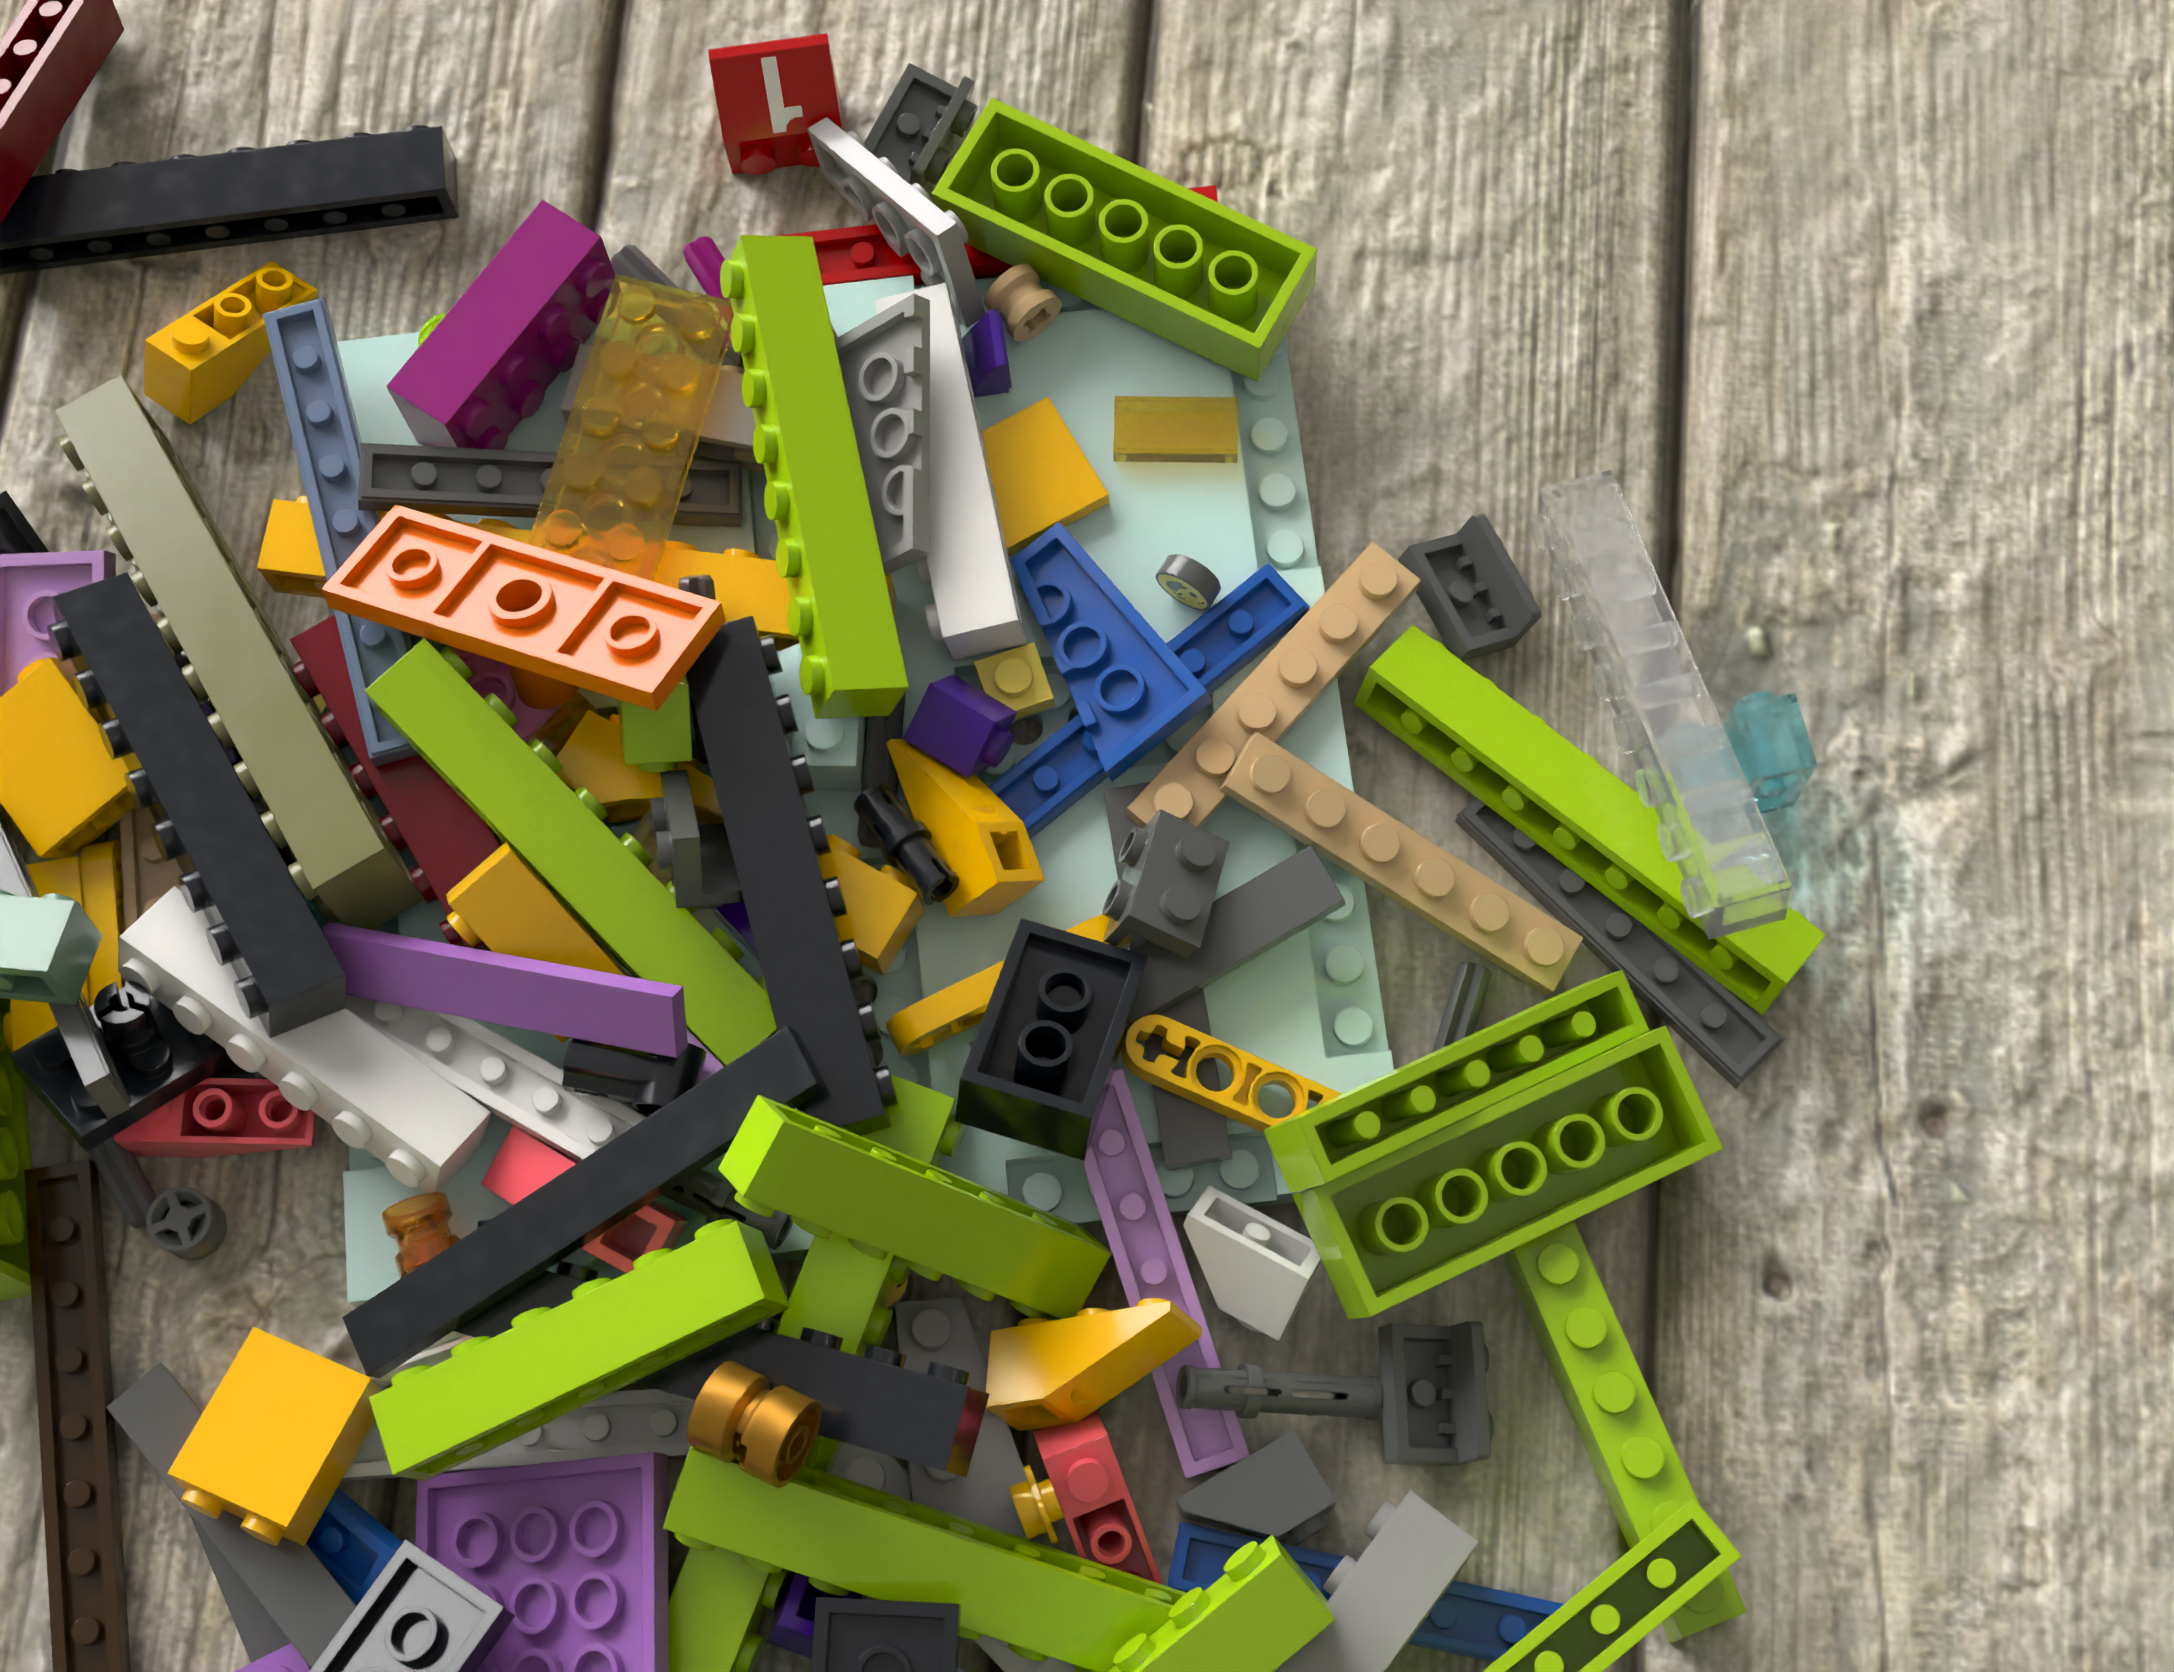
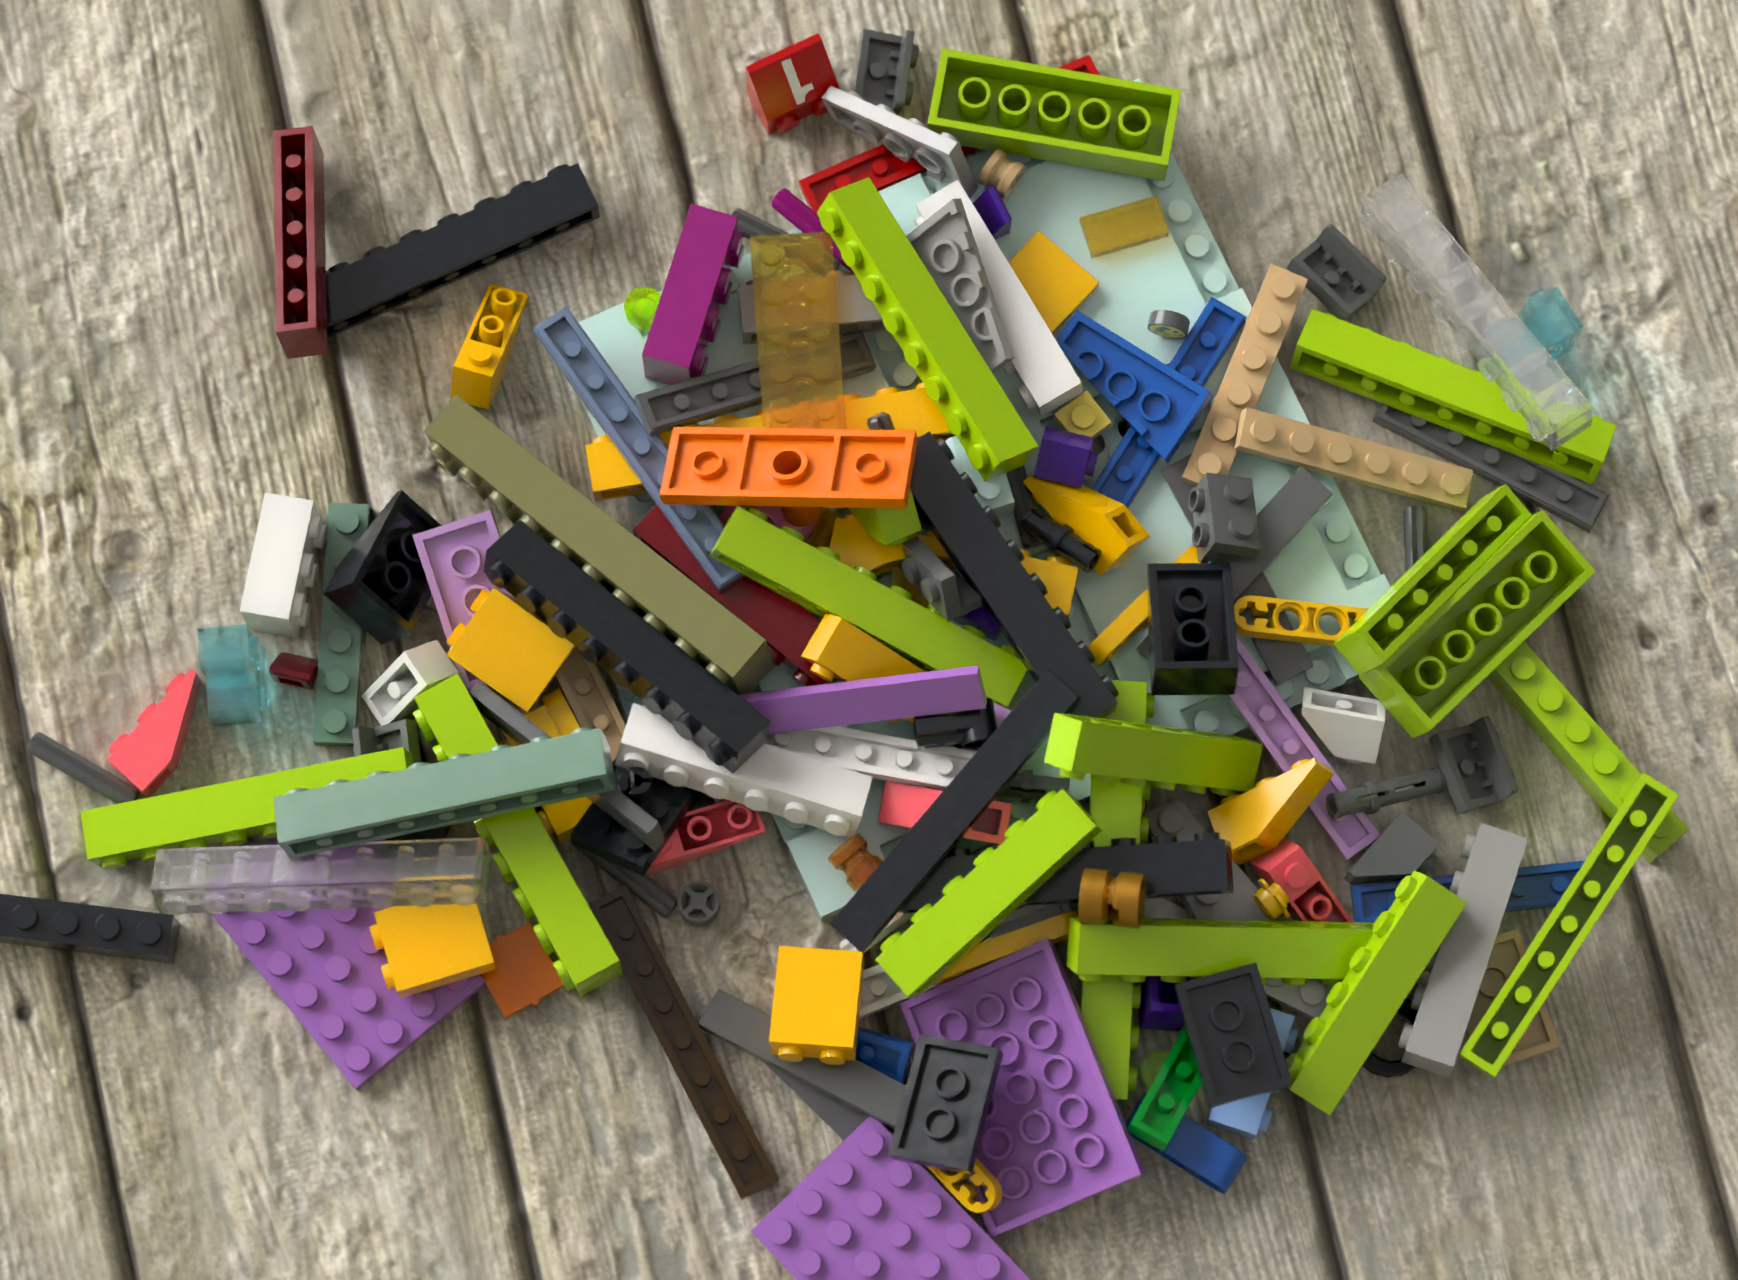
camera: 25 degrees left, 5 degrees up
(589, 1440) = (996, 948): none -> yellow beam

